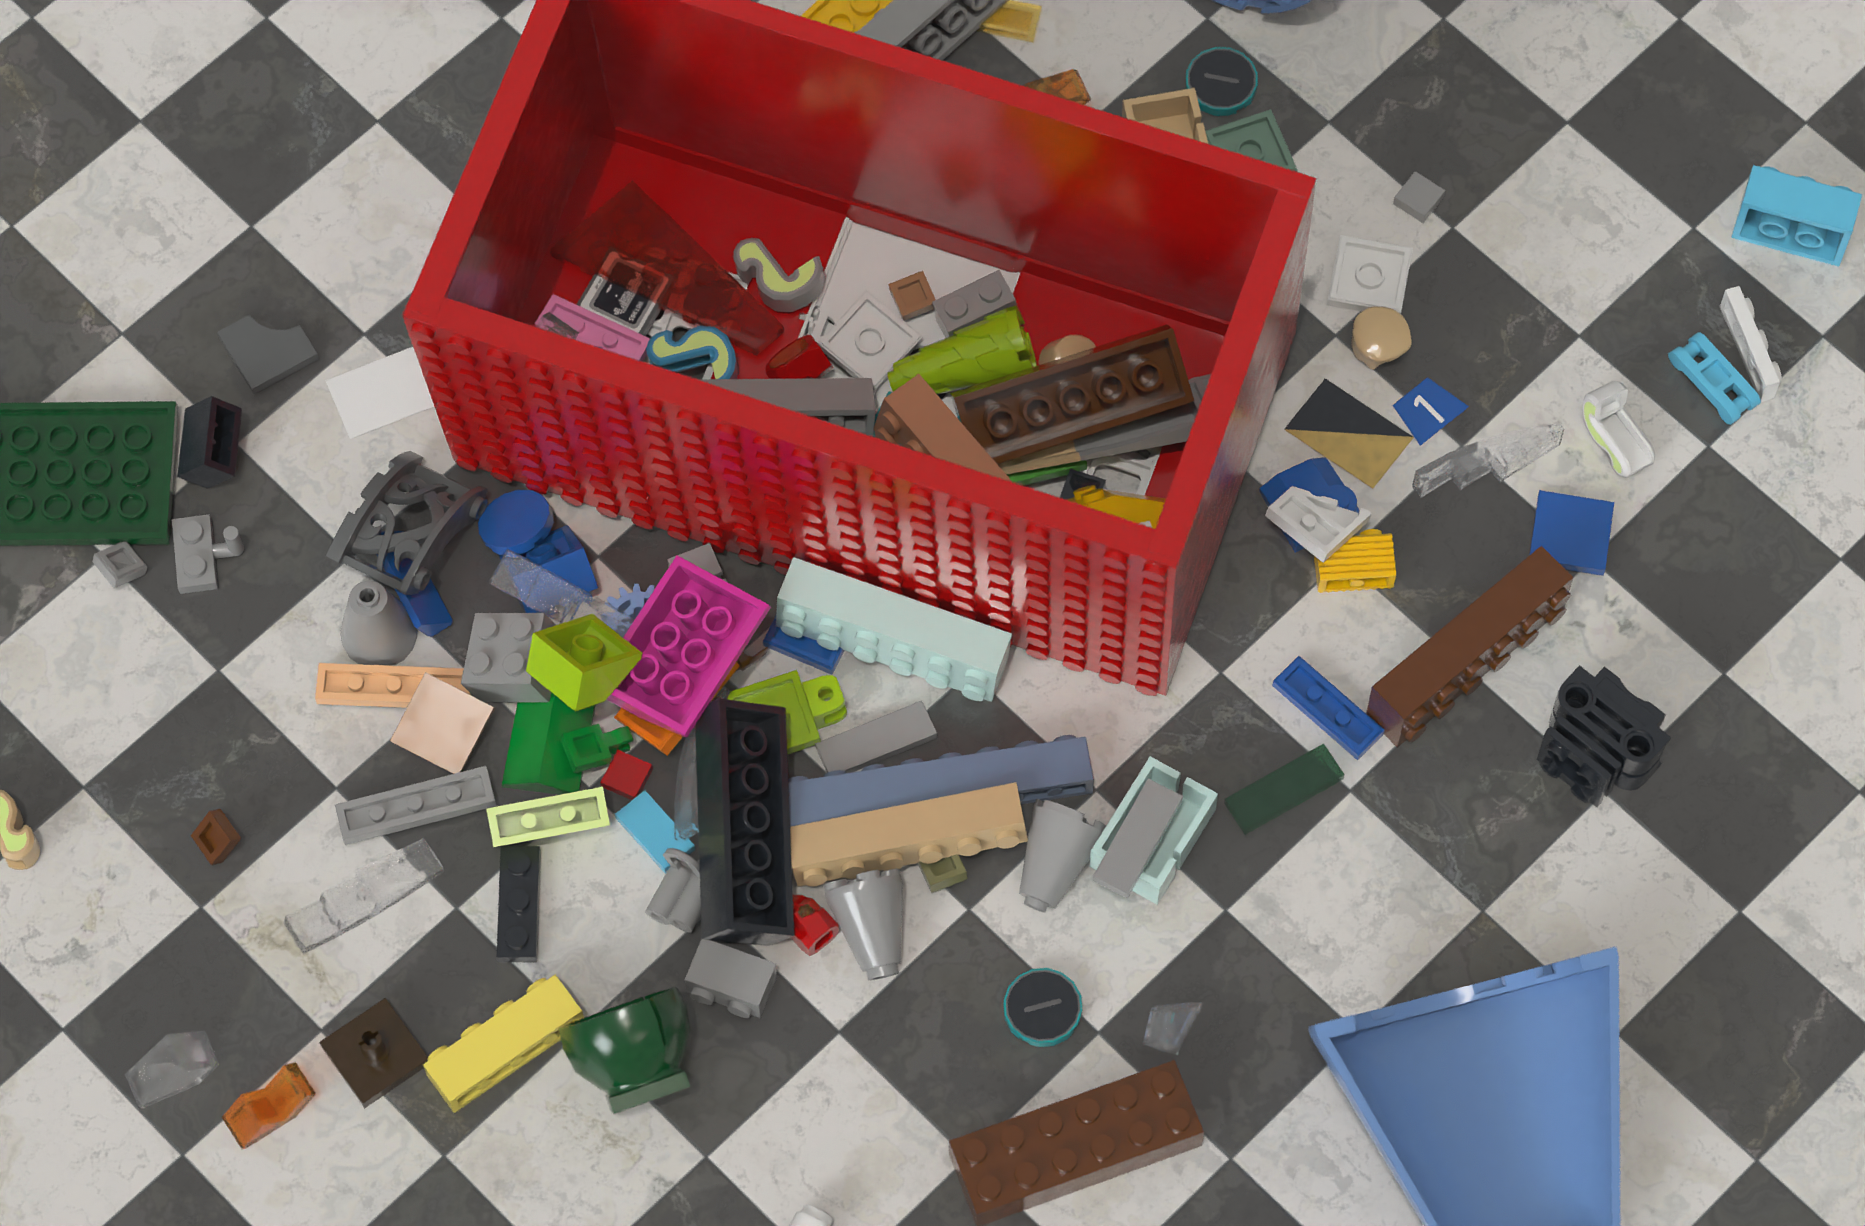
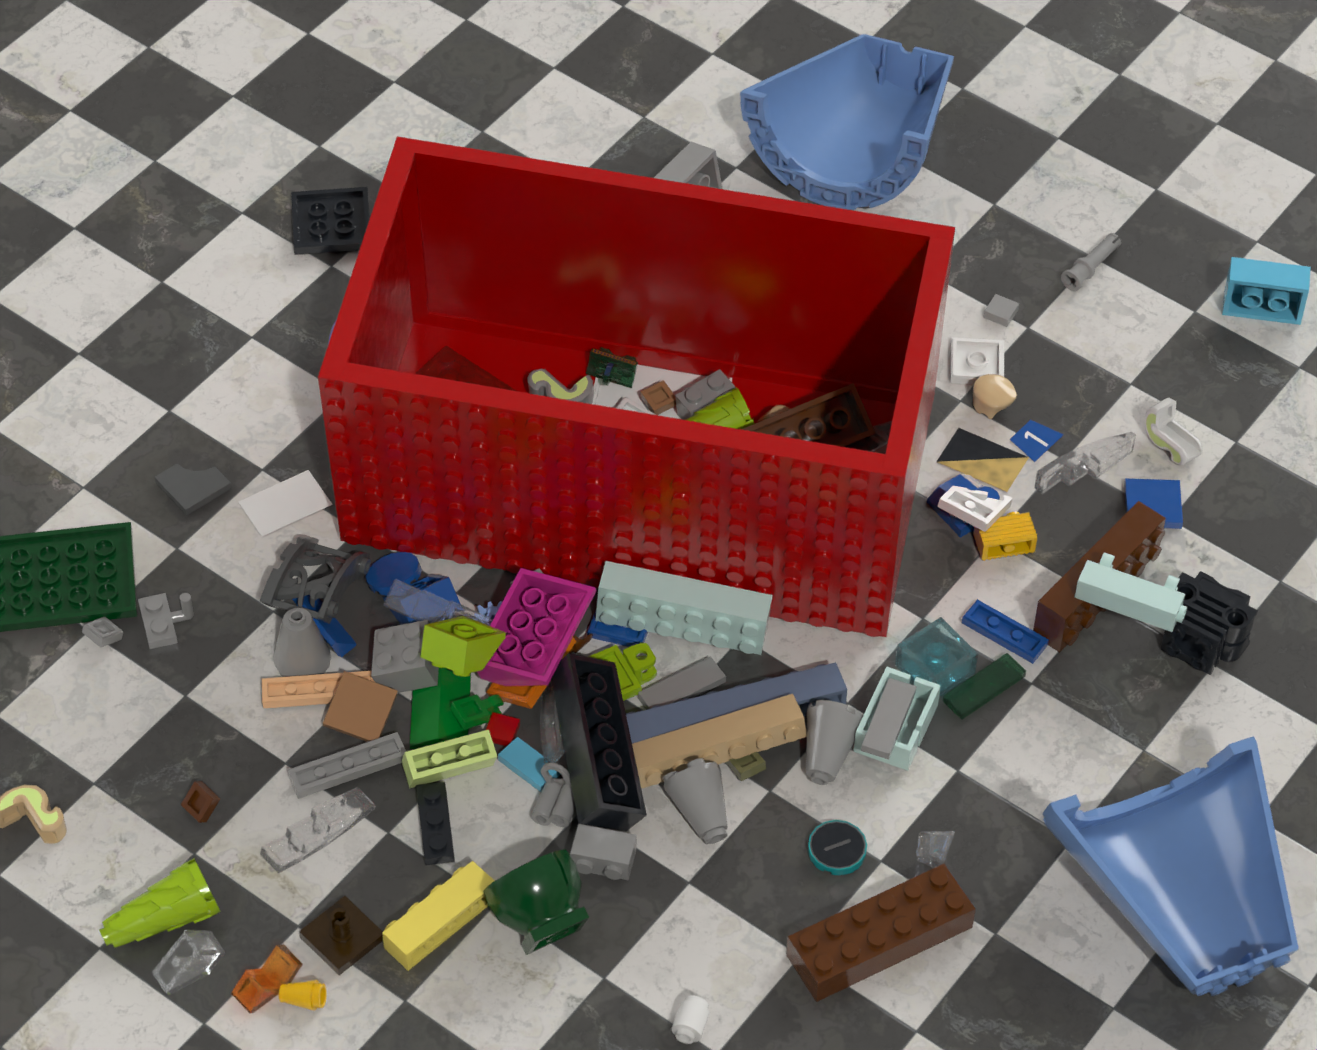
camera: 10 degrees left, 15 degrees down
(156, 985) = (165, 906): none -> lime cone
(209, 442) = (160, 544): black brick -> none
(315, 1135) = (304, 994): none -> yellow cone
(812, 925) = (659, 811): red rock -> none
(853, 243) = (611, 367): none -> clear green hips
(1224, 744) = (937, 656): none -> clear light blue brick
(1497, 698) = (1131, 595): none -> light aqua brick
(1550, 141) = (1085, 267): none -> light grey pin
(1715, 377) = (1232, 397): medium azure plate -> none
(1750, 343) = (1251, 373): white plate -> none

